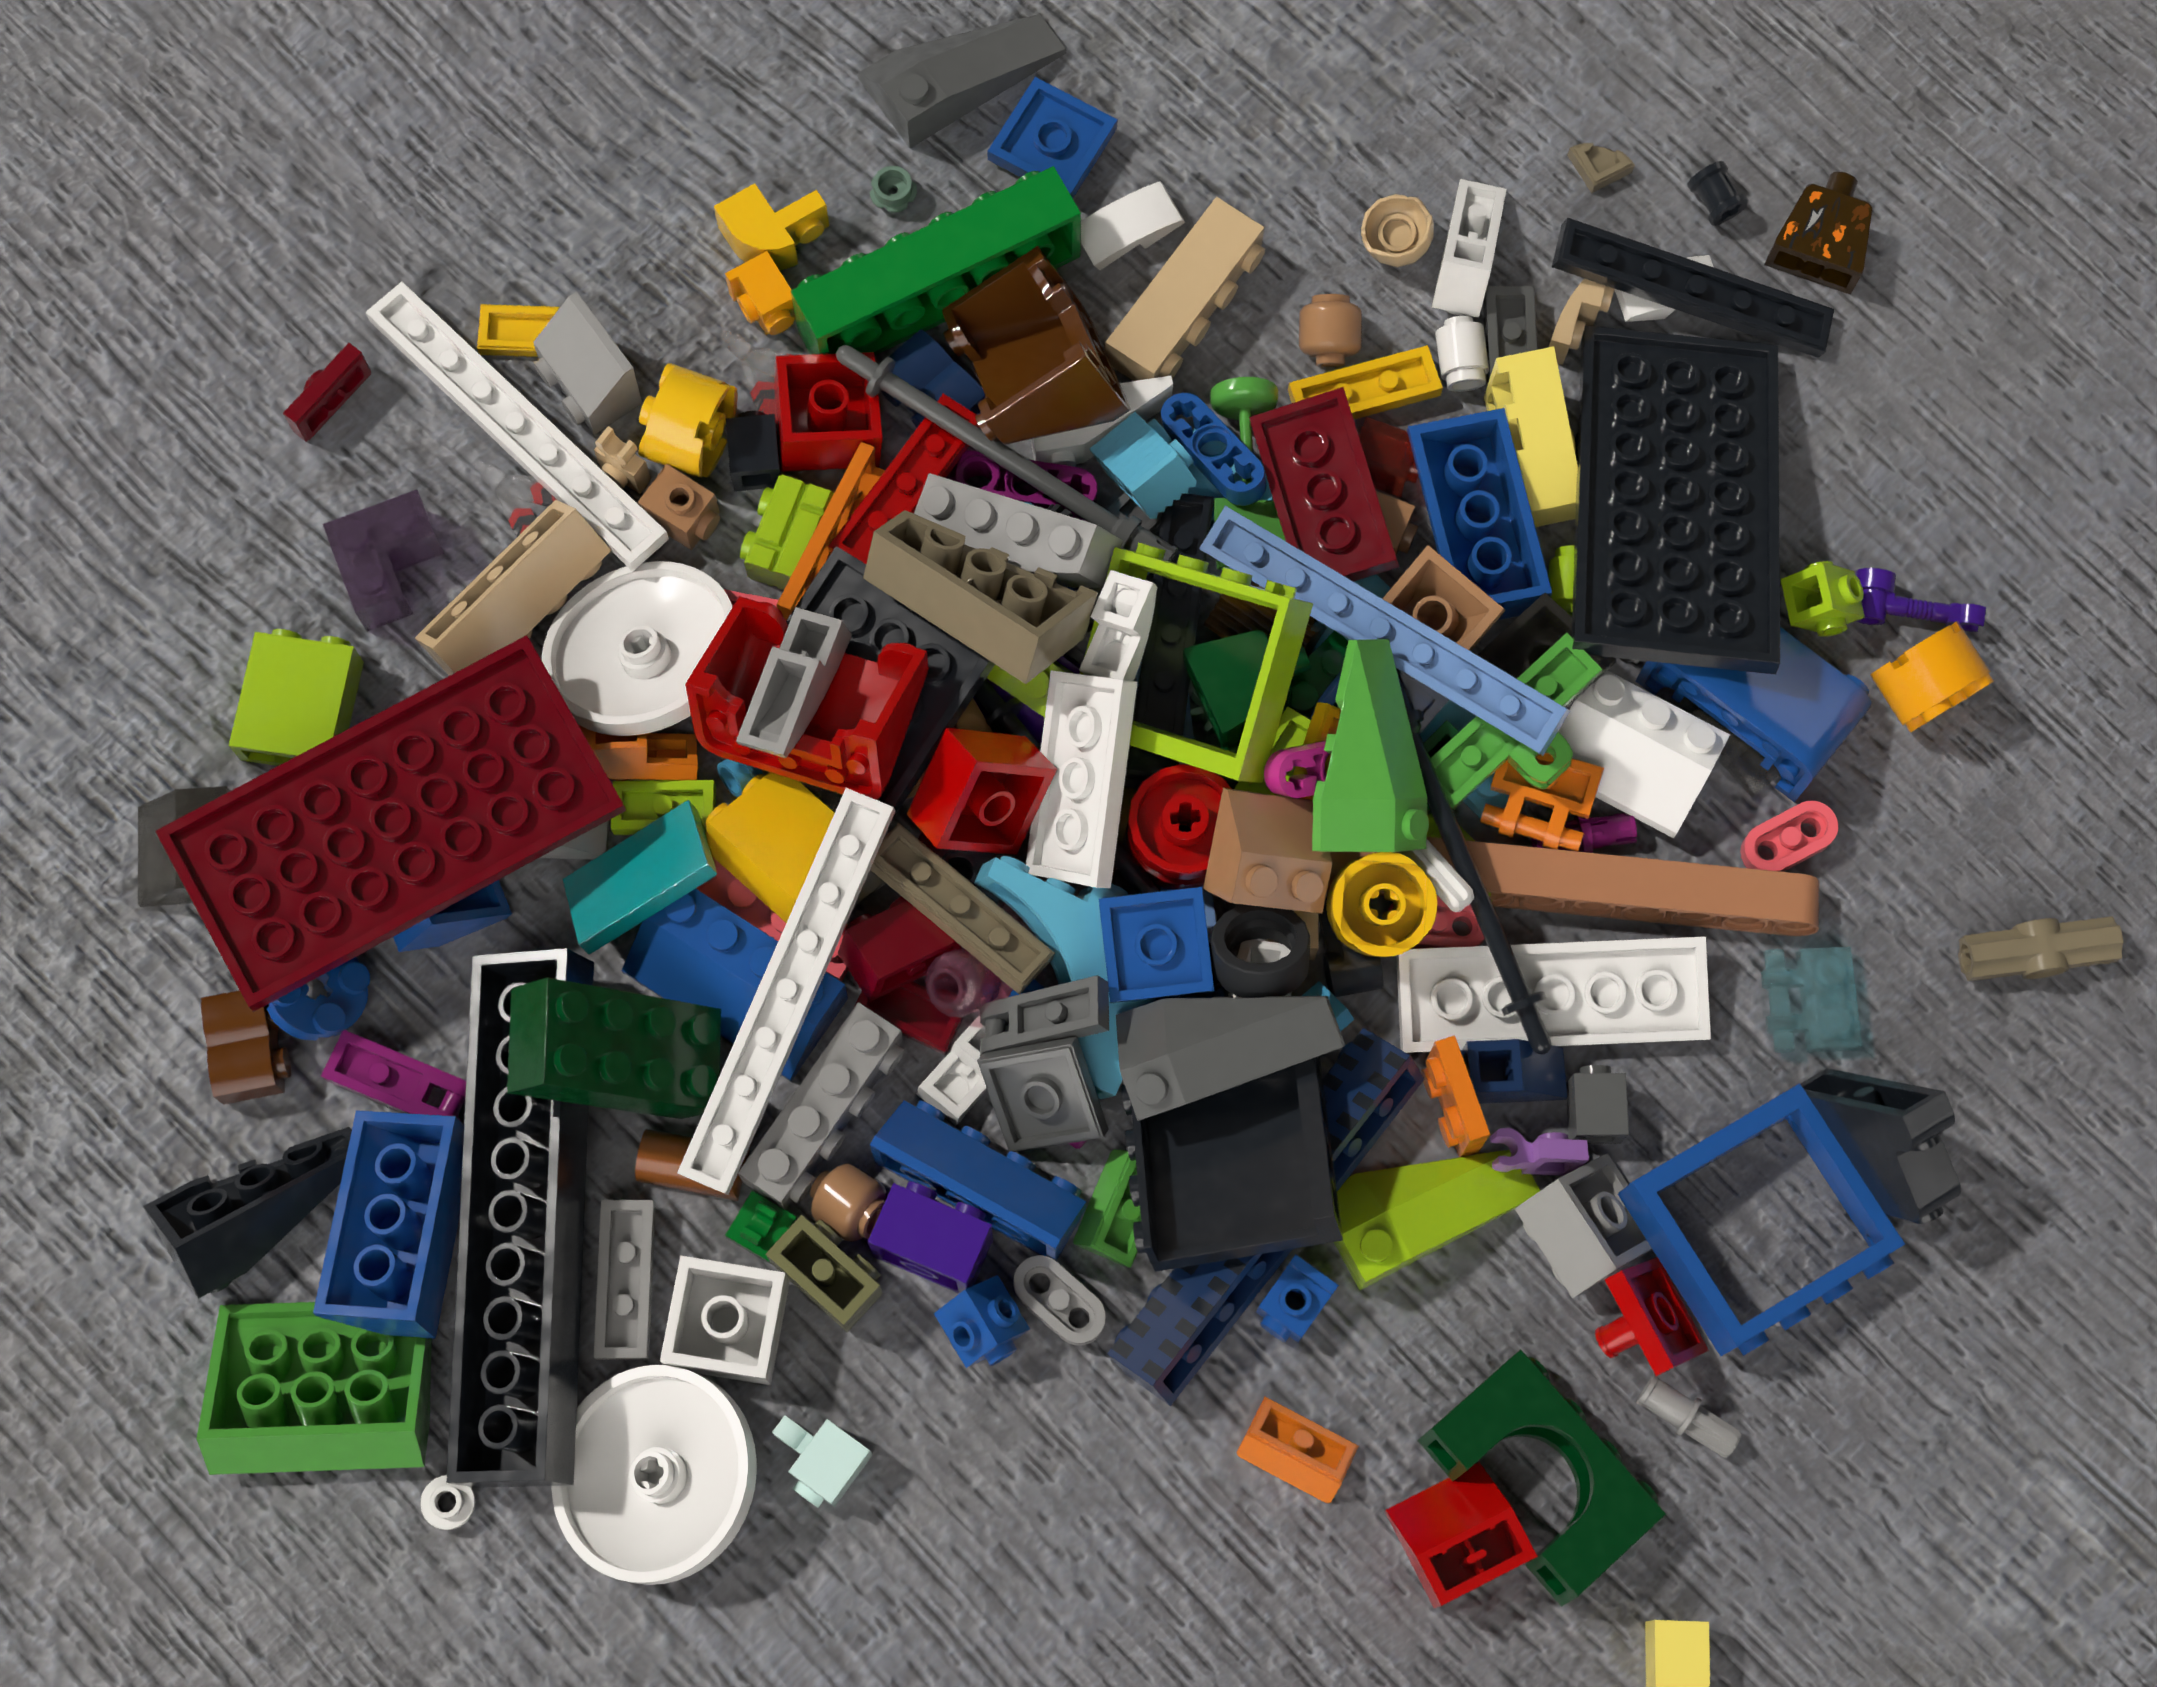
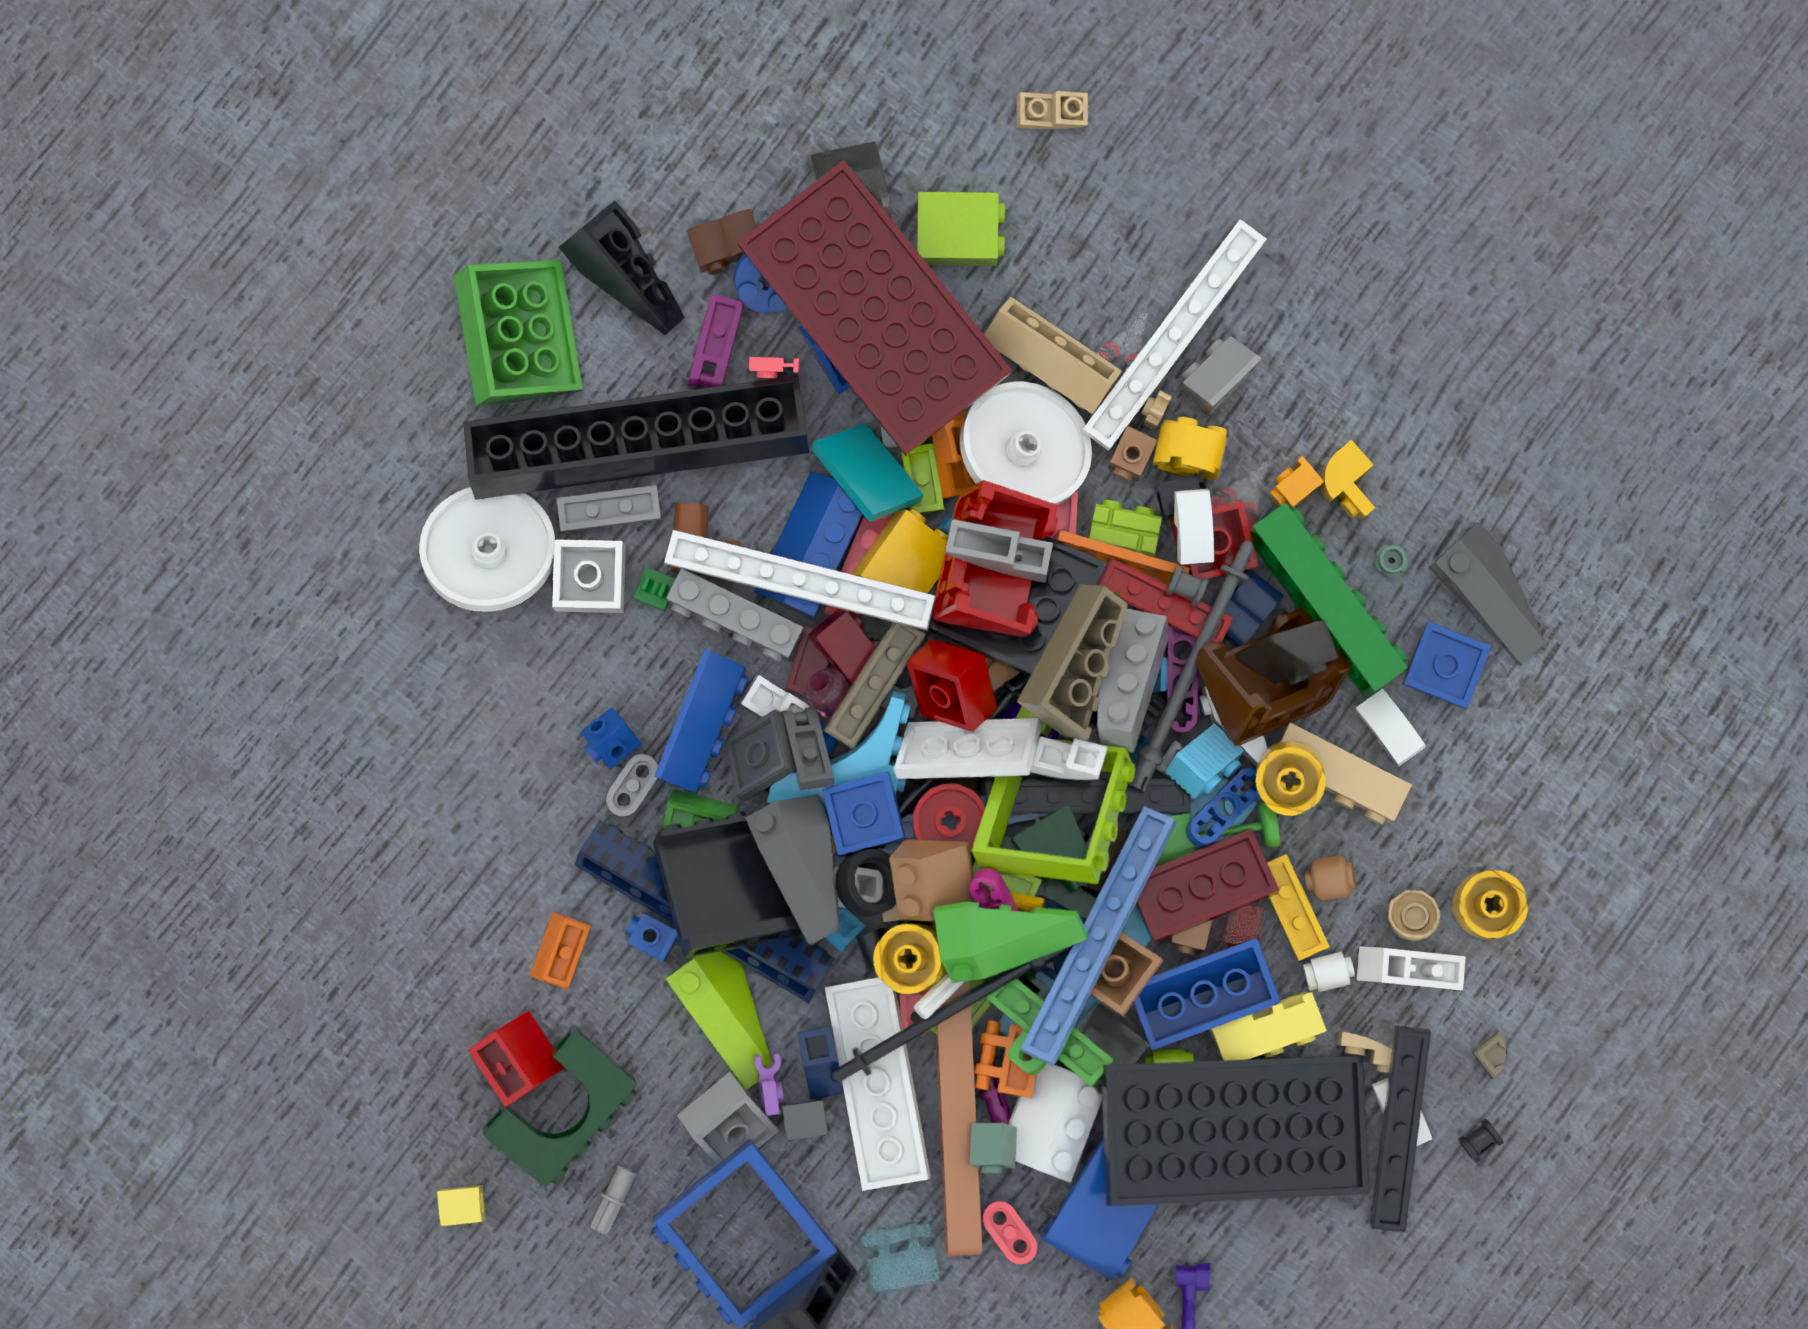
camera: 80 degrees right, 10 degrees up
(149, 550) = (1052, 111): none -> tan slope
(327, 392) = (1179, 204): dark red plate -> none
(374, 547) = (1069, 256): clear purple brick -> none
(394, 1224) = (620, 358): blue slope -> none
(451, 995) = (770, 366): none -> coral plate
(458, 1515) = (448, 417): white plate -> none
(511, 329) = (1248, 324): yellow tile -> none
(612, 1049) = (745, 476): dark green brick -> none
(806, 416) = (1194, 526): none -> white slope
(825, 1273) = (627, 634): olive brick -> none
(826, 1461) = (512, 654): light aqua brick -> none
(848, 1201) = (676, 642): medium nougat head -> none
(888, 443) = (1186, 586): none -> dark grey bush
(931, 1237) = (656, 697): dark purple brick -> none
(1009, 319) = (1291, 654): none -> clear smoke slope
(1212, 350) = (1302, 793): none -> yellow brick
(1395, 128) = (1508, 899): none -> yellow brick
(1450, 1082) = (781, 1028): orange plate -> none
(1509, 321) = (1350, 1004): dark grey plate -> none
(1650, 1318) = (669, 1168): red tile -> none
(1669, 835) = (993, 1147): none -> sand green brick
(1823, 598) = (1182, 1239): lime brick -> none
(1825, 235) = (1460, 1220): dark brown torso -> none

